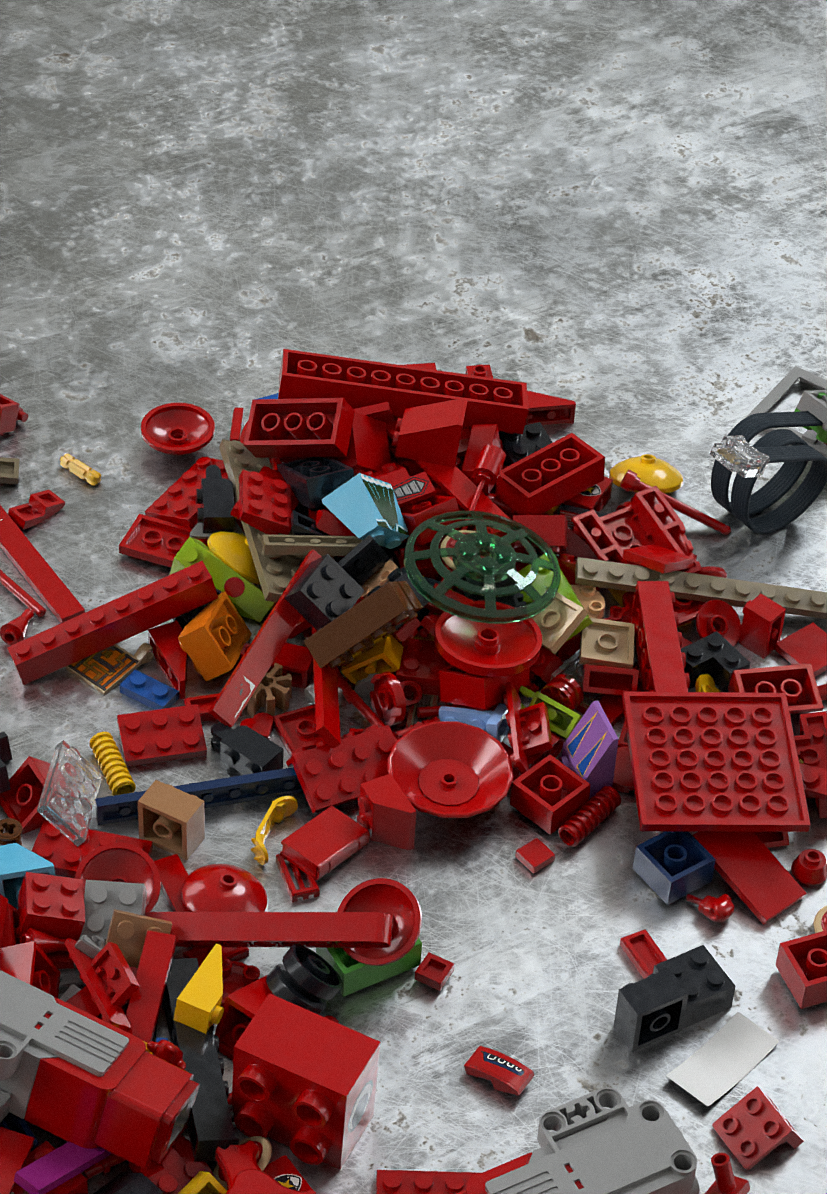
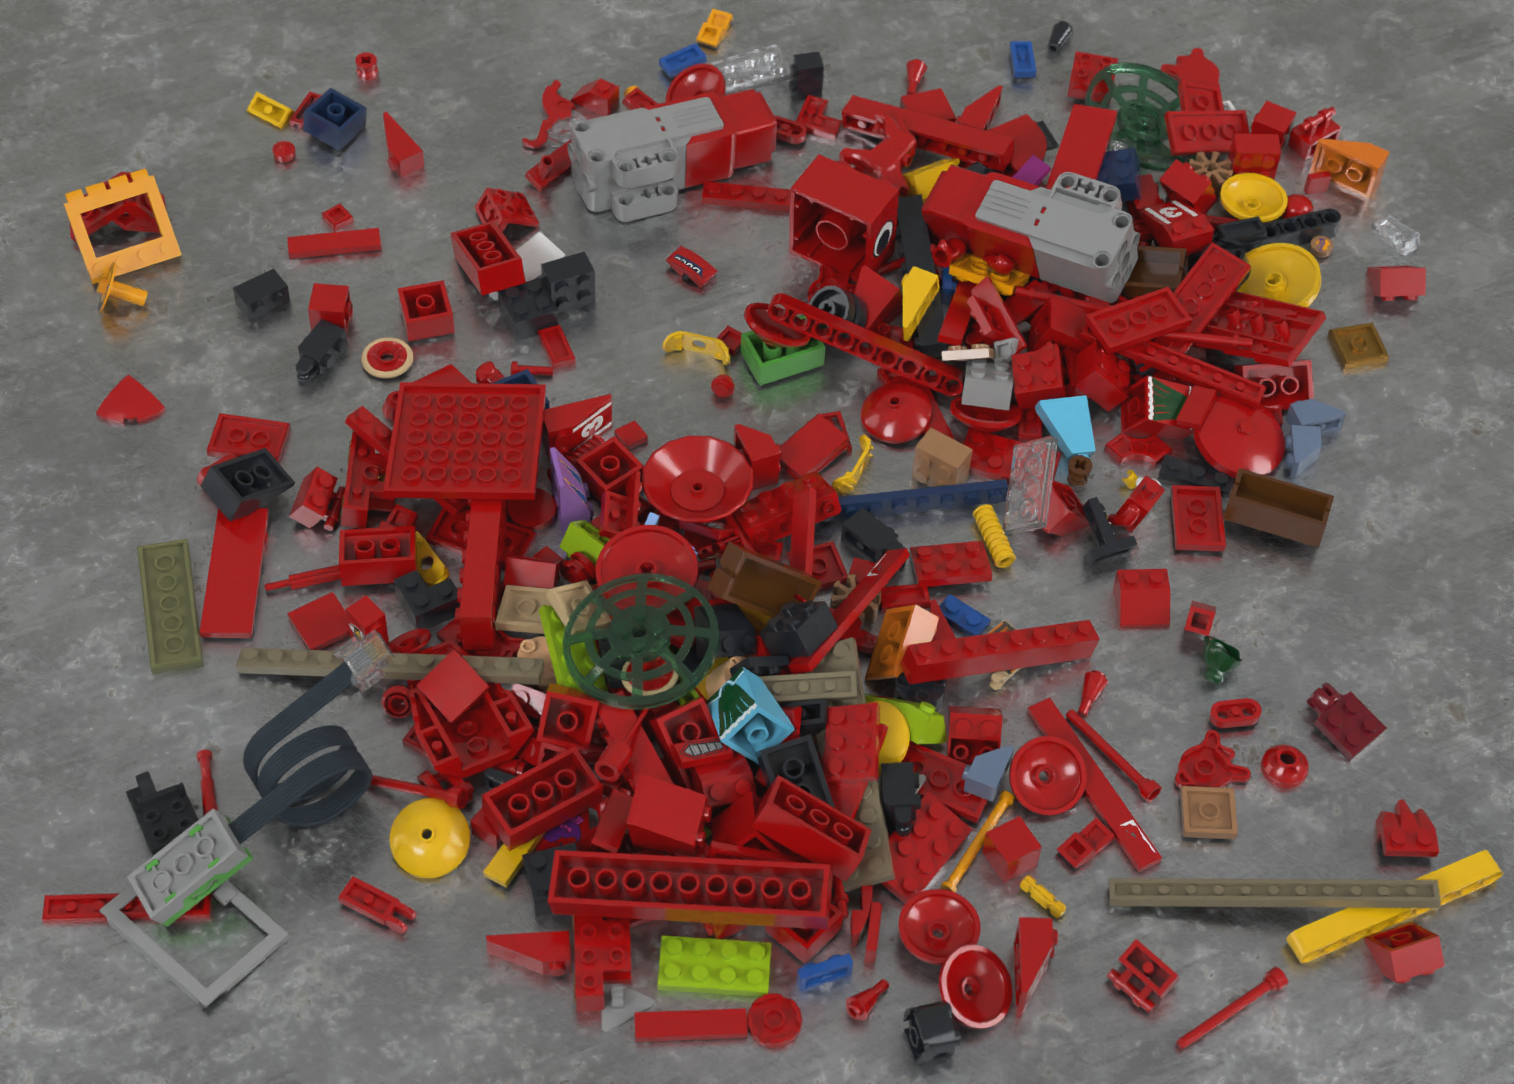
camera: 175 degrees left, 10 degrees up
(71, 543) = (1064, 775): none -> red dish
(94, 408) = (1031, 951): none -> red slope
(109, 487) = (1011, 849): none -> red head
(111, 538) = (1005, 799): none -> light orange bar
(129, 533) = (987, 772): none -> sand blue slope
(131, 577) = (972, 732): none -> red slope
(147, 391) = (986, 985): none -> red dish
(185, 361) = (931, 1032): none -> black brick
(244, 389) = (861, 1004): none -> red cone
(436, 912) = (723, 385): none -> red plate
(491, 963) = (684, 340): none -> yellow piece
(601, 834) = (575, 423): none -> red slope
(671, 922) = (534, 370): none -> red piece
(677, 436) = (375, 904): none -> red hinge
(760, 1025) = (487, 258): none -> red brick

